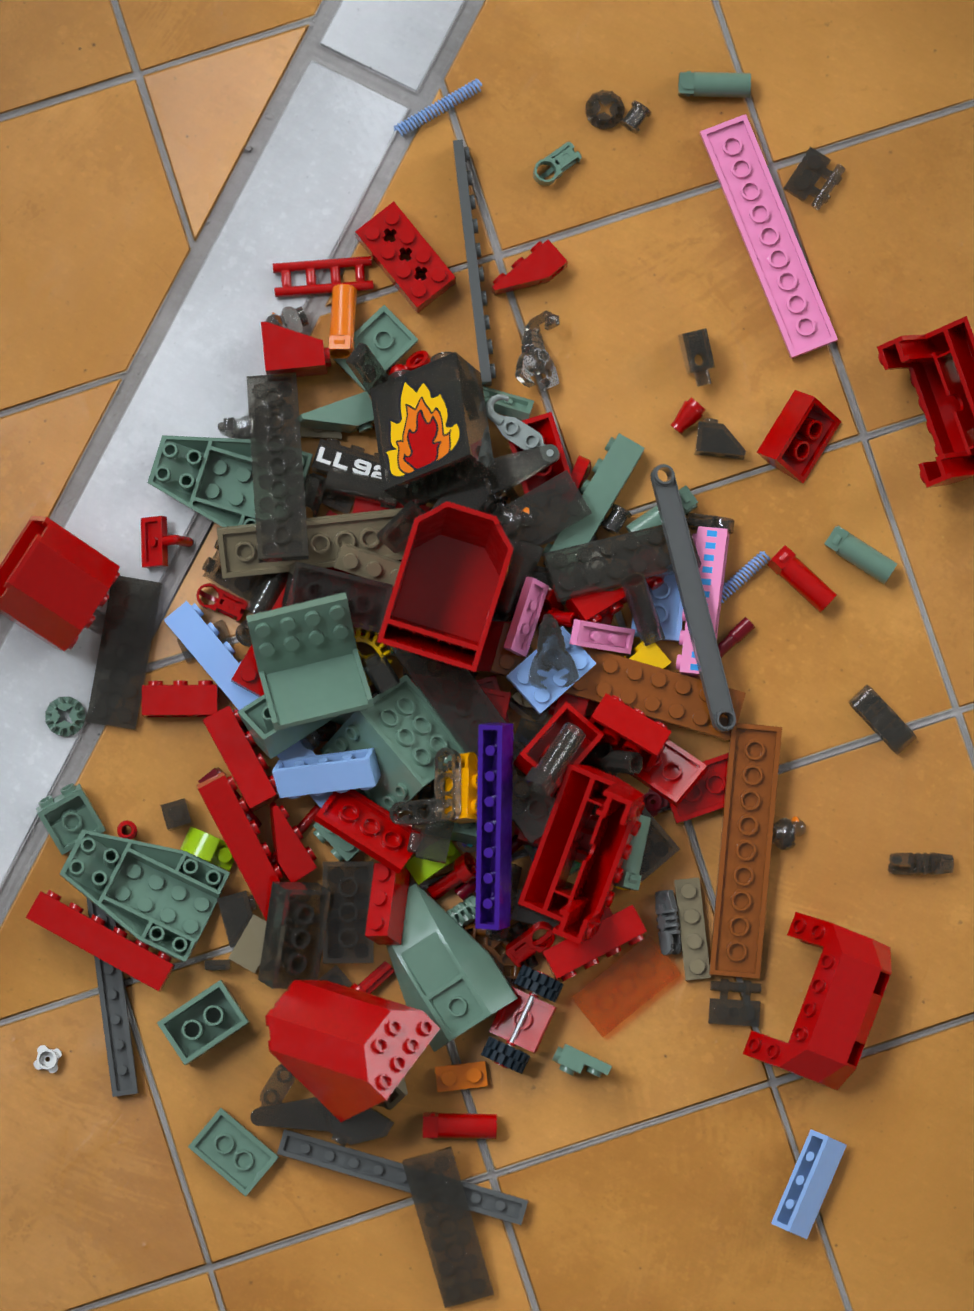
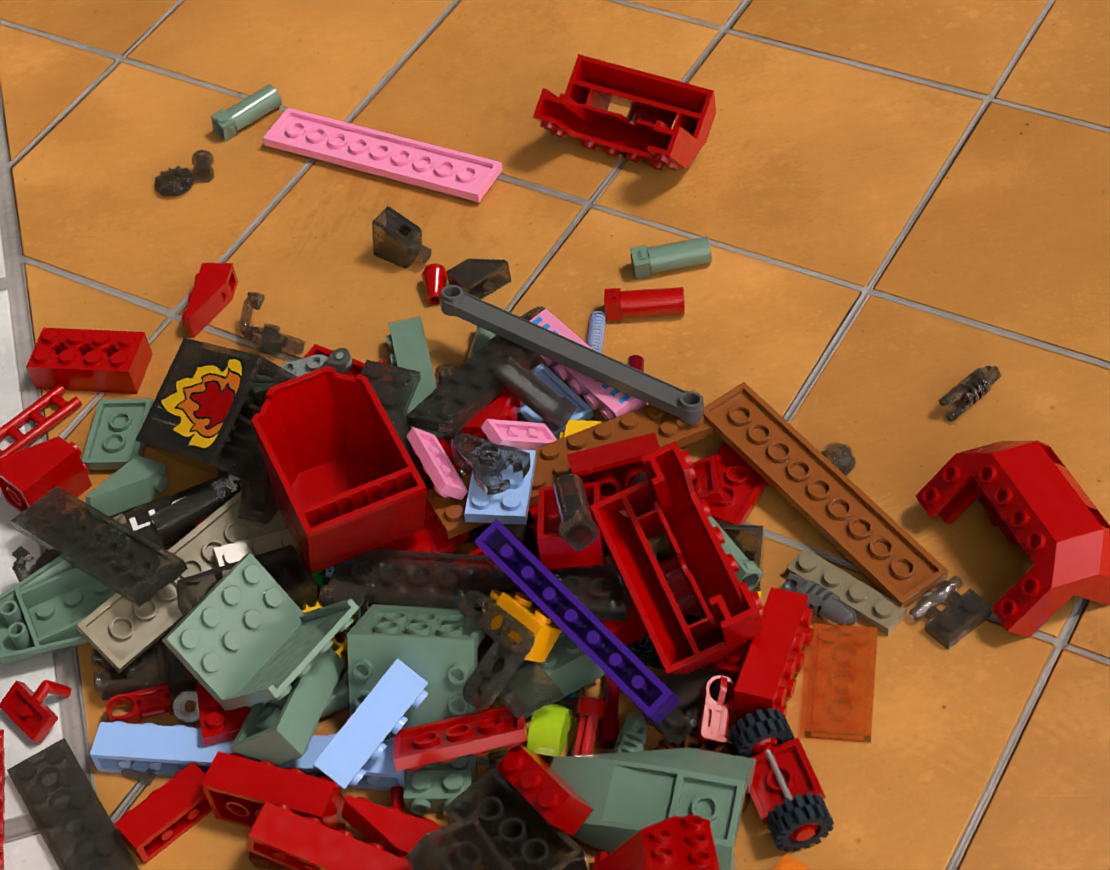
camera: 35 degrees left, 35 degrees down
(322, 734) = (332, 723): clear smoke plate -> none
(342, 321) = (71, 429): orange piece -> none
(366, 367) = (123, 431): clear smoke plate -> none
(440, 102) = (32, 271): light blue piece -> none
(475, 273) = (124, 307): dark grey plate -> none
(558, 161) = (166, 229): sand green piece -> none
(573, 1061) = (873, 759): sand green plate -> none
(799, 436) = (537, 230): red slope -> none
(808, 173) = (373, 109): clear smoke plate -> none
(882, 719) = (817, 332): clear smoke beam -> none

